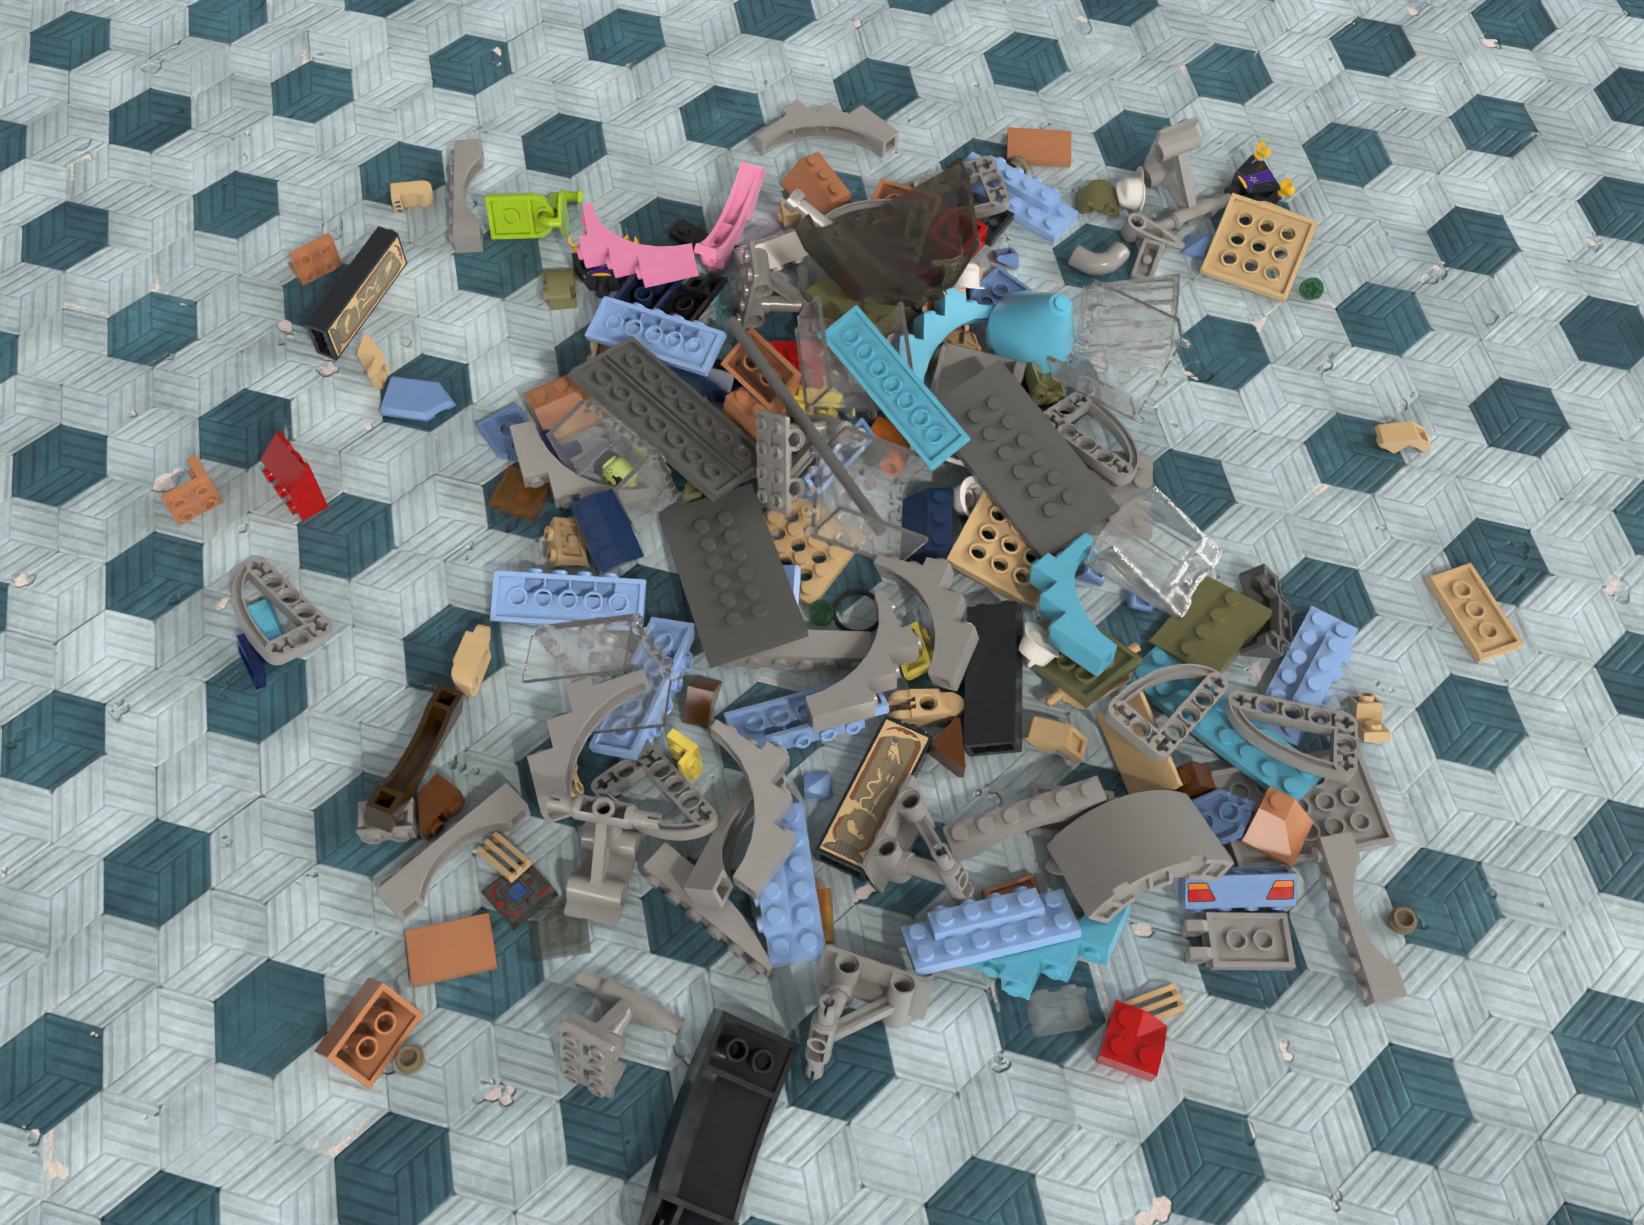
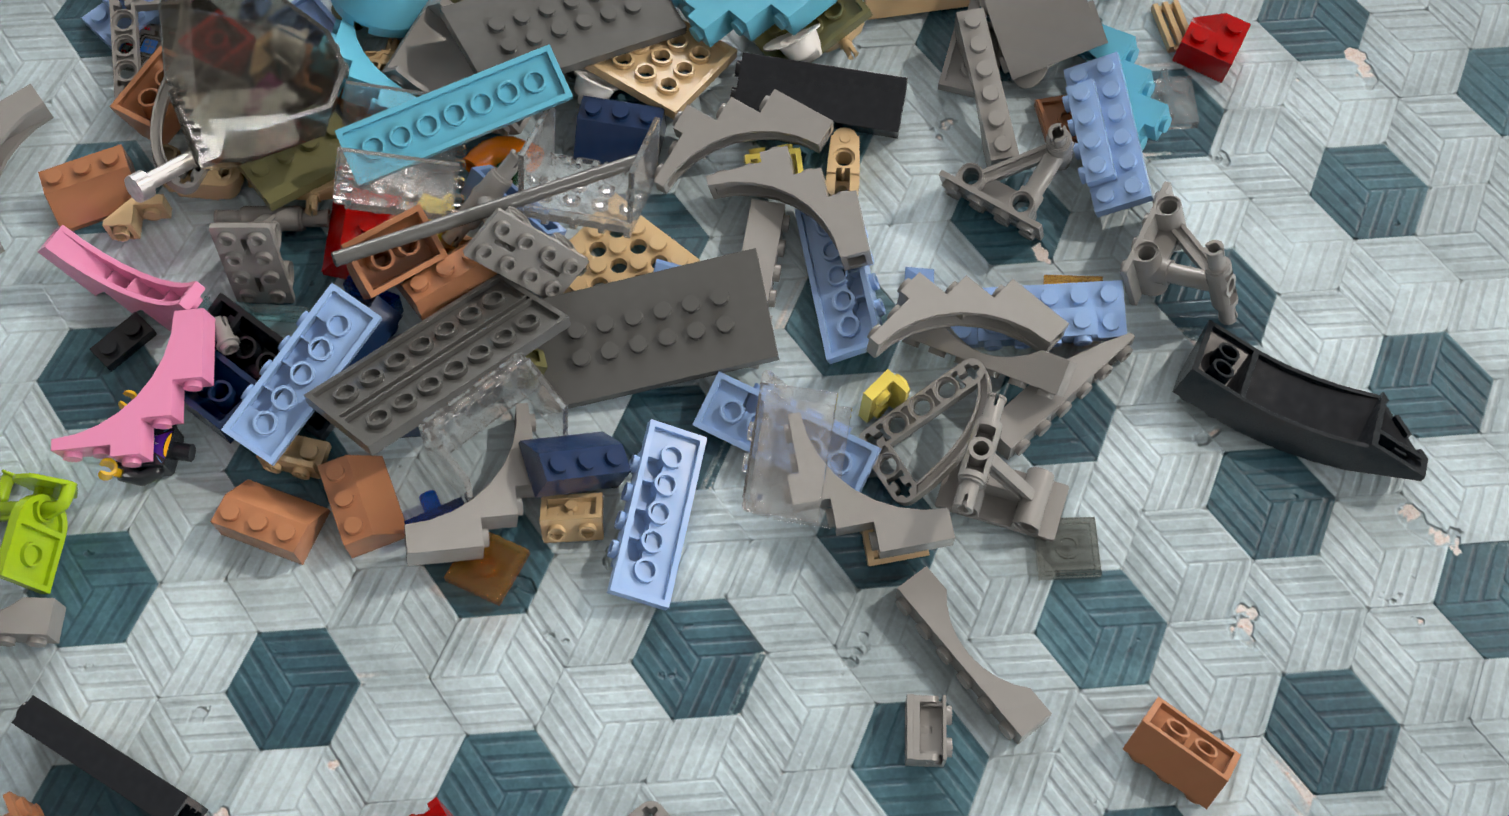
camera: 80 degrees left, 5 degrees up
(373, 360) = (221, 752): tan slope -> none
(399, 786) = (912, 704): dark brown arch -> none
(410, 1059) = (1211, 709): dark tan plate -> none
(414, 399) = (303, 699): medium blue tile -> none
(437, 804) = (910, 673): reddish brown slope -> none
(451, 950) = (1086, 664): nougat tile -> none
(472, 660) = (725, 628): tan piece -> none
(491, 845) = (978, 587): tan tile -> none
(497, 431) = (386, 582): medium blue tile -> none
(521, 898) = (1026, 586): clear smoke tile -> none
(550, 348) = (270, 520): none -> nougat slope
(560, 288) = (164, 503): olive cylinder -> none
(592, 1049) = (1227, 504): light grey plate -> none
(616, 470) = (483, 447): yellowish green head -> none
(688, 286) = (226, 341): none -> light grey pin
(700, 701) = (806, 375): reddish brown slope -> none
(780, 247) = (178, 244): white slope -> none
(821, 612) = (710, 248): clear green tile -> none
(848, 593) = (710, 242): black piece -> none
(873, 789) = (943, 224): brick -> none
(949, 748) = (893, 148): reddish brown slope -> none
(1052, 735) = (892, 54): tan slope -> none

